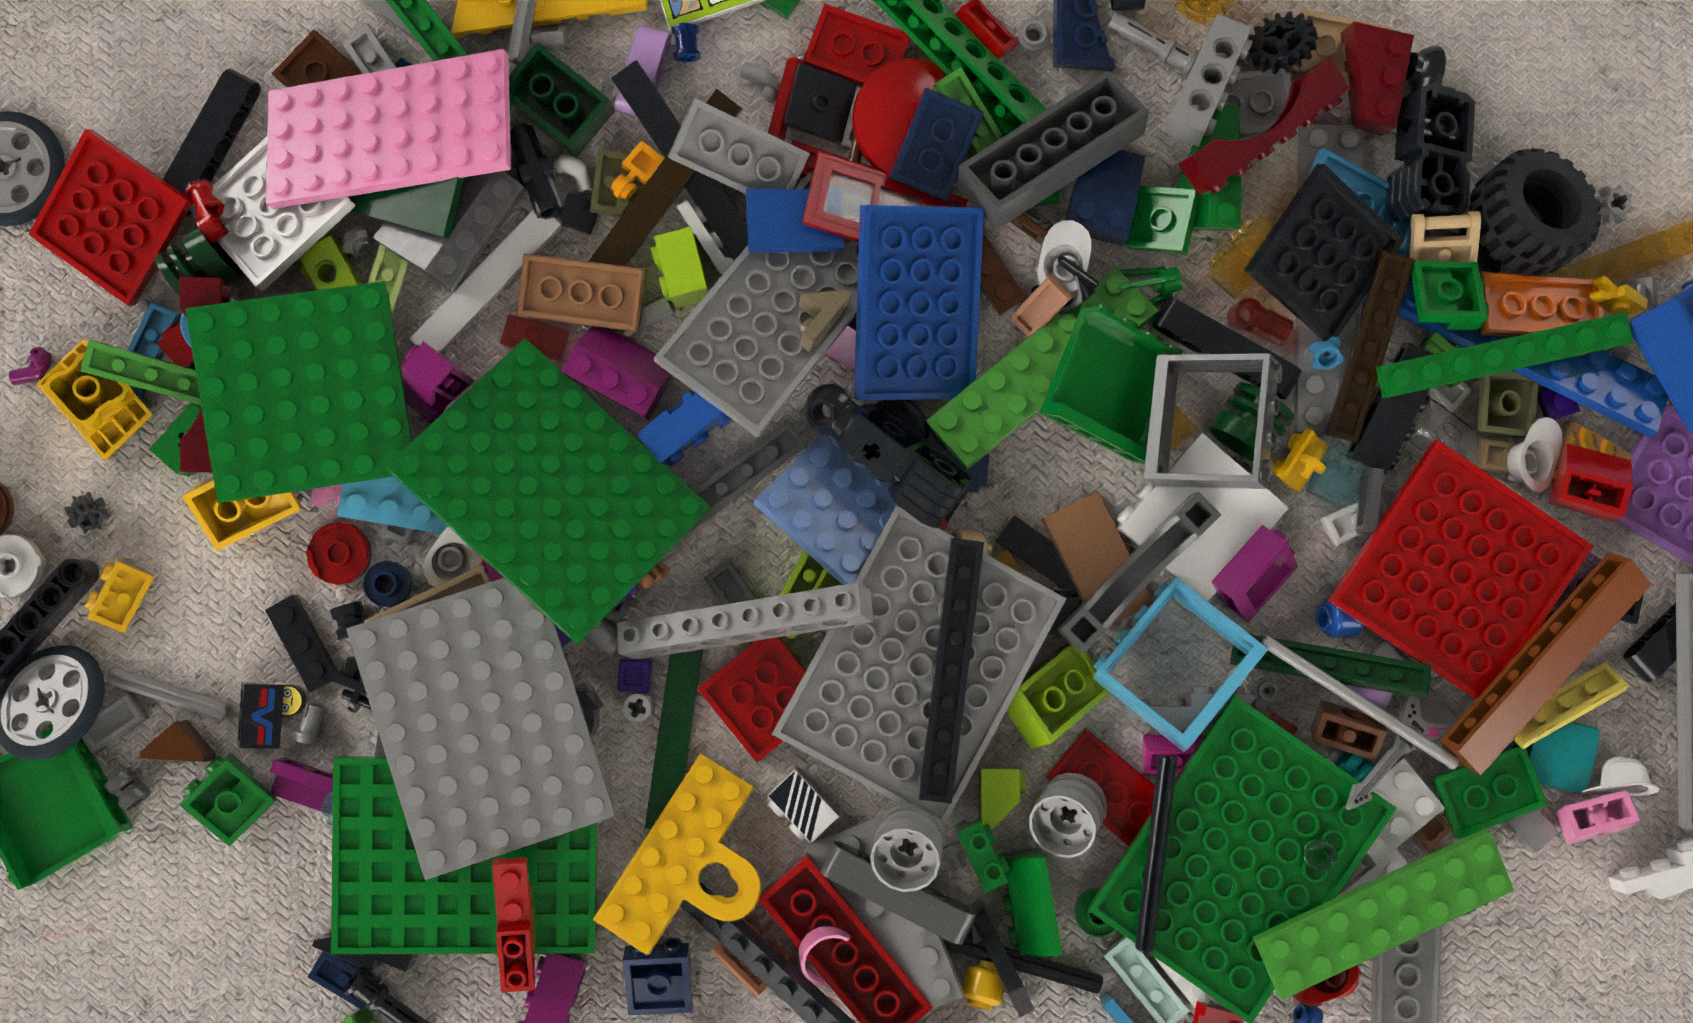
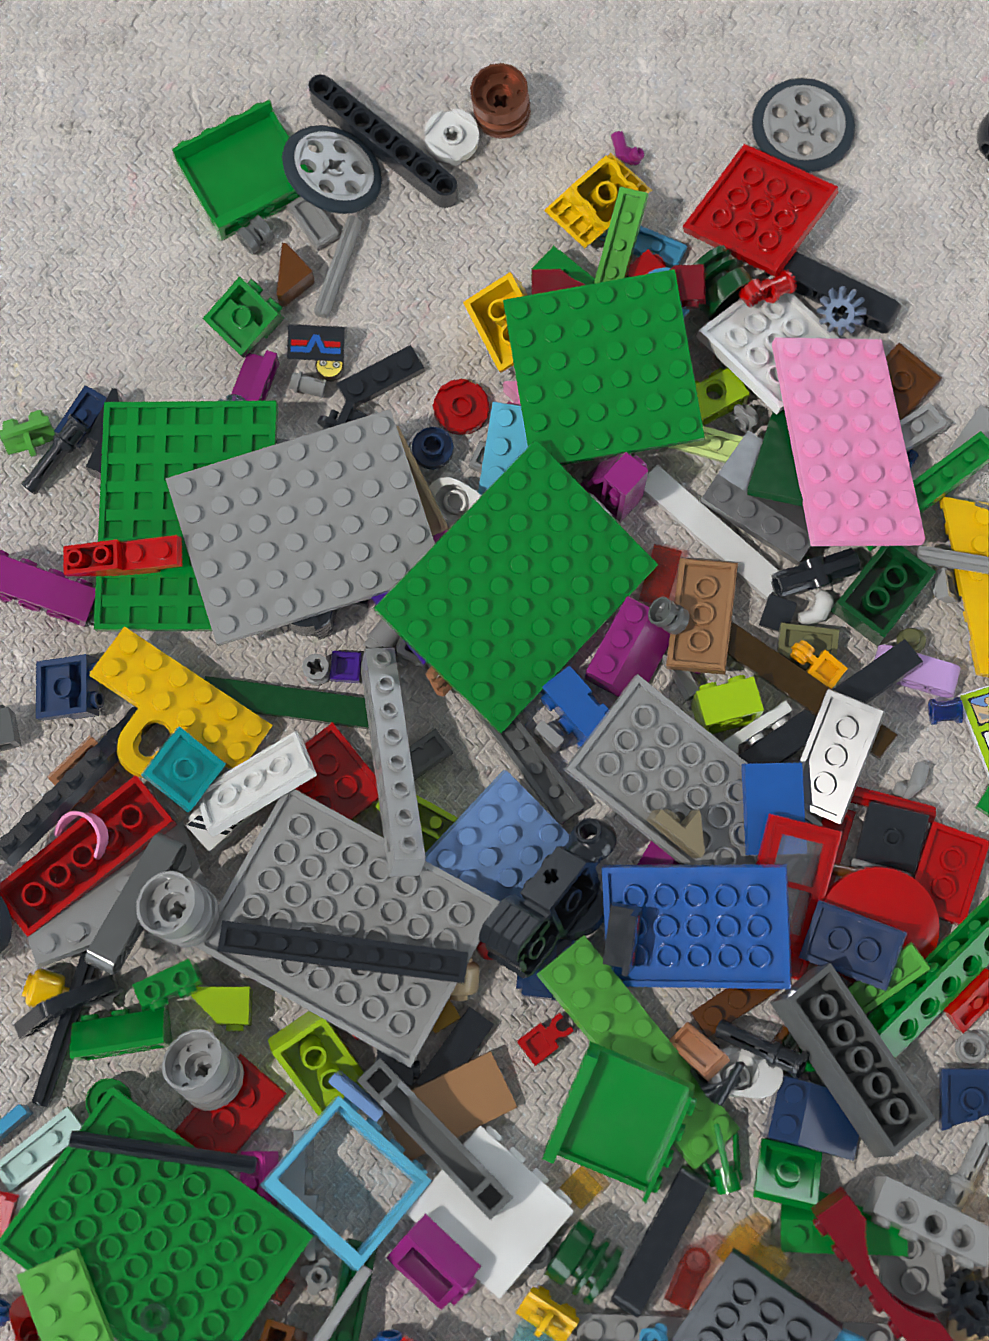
camera: 90 degrees right, 10 degrees down
(84, 504) = (497, 196): black gear -> none
(118, 595) = (425, 224): yellow bracket -> none
(223, 133) = (837, 301): none -> sand blue gear
(347, 616) = (403, 414): black wheel -> none
(583, 326) = (668, 615): none -> dark grey wheel
(605, 72) = (914, 637): none -> olive plate
(711, 456) = (550, 735): none -> light grey plate
(753, 847) = (183, 769): none -> teal plate
(768, 769) = (256, 783): none -> white tile
(928, 379) = (622, 936): none -> black panel
(1031, 467) = (541, 1042): none -> red plate
(1046, 227) = (774, 1053): none -> black pin
(1087, 661) = (357, 1095): none -> medium blue tile
(1163, 414) = (589, 1169): dark grey window -> none

